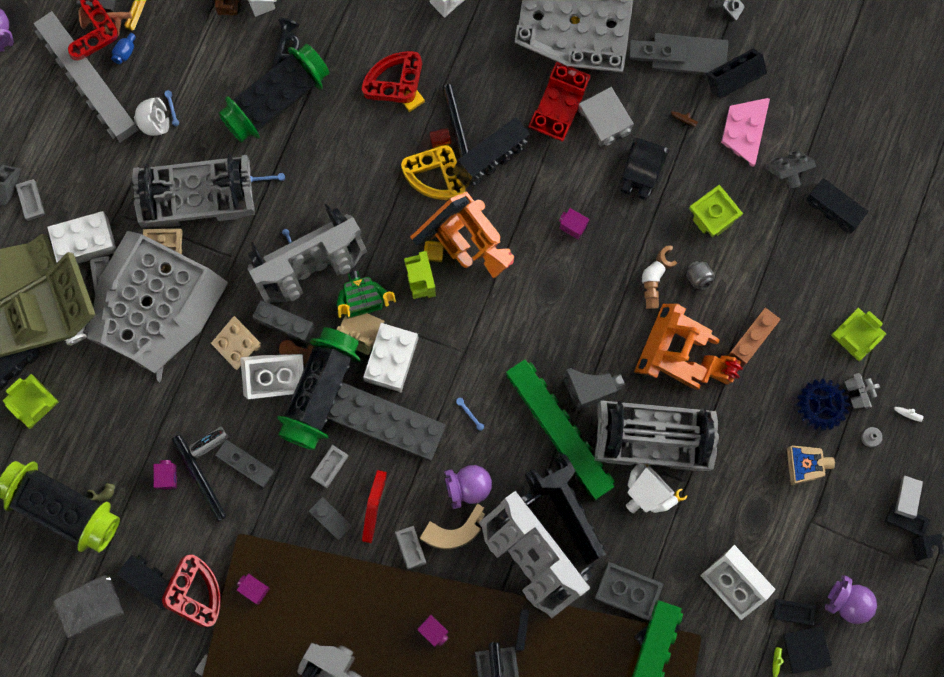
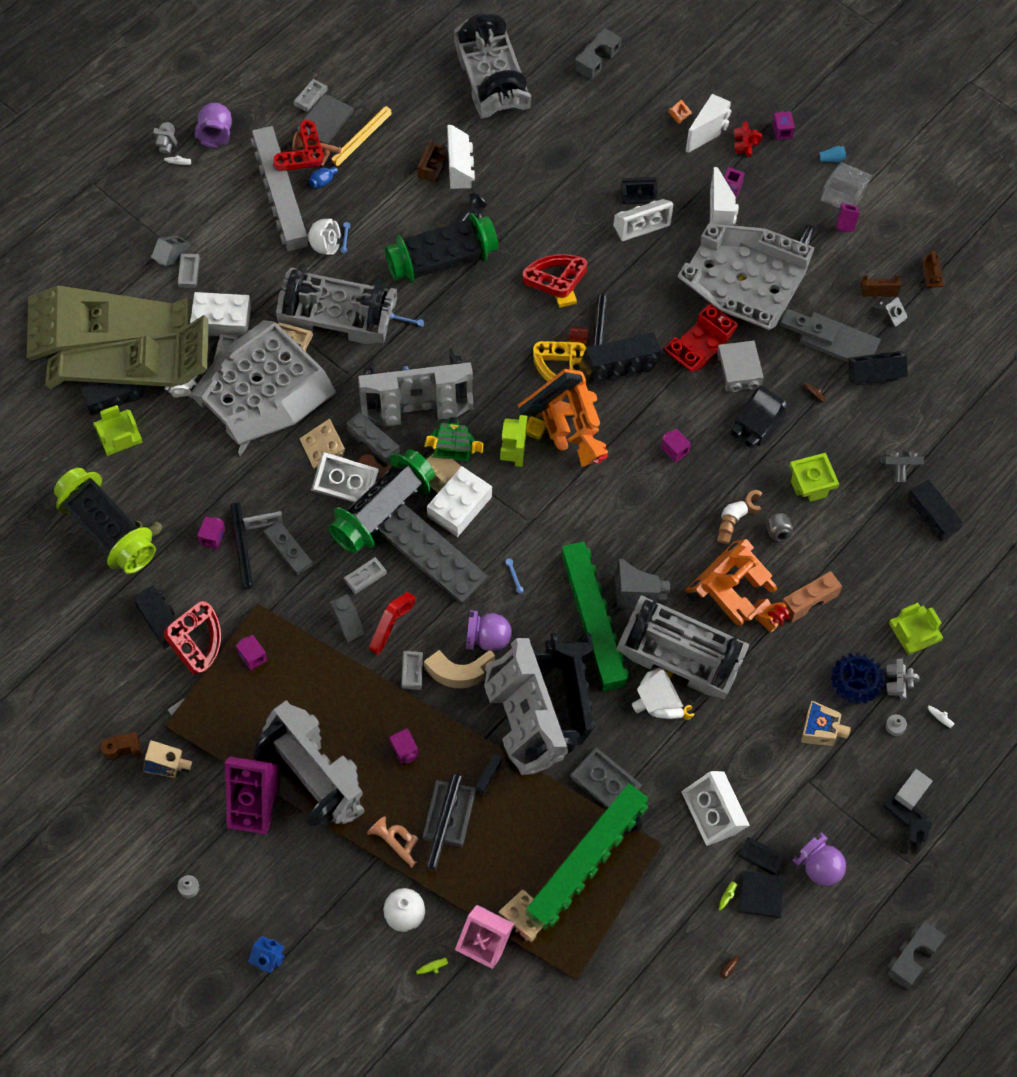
camera: 20 degrees right, 15 degrees down
(88, 606) = (95, 617): clear slope -> none
(745, 128) = (870, 418): bright pink wing -> none

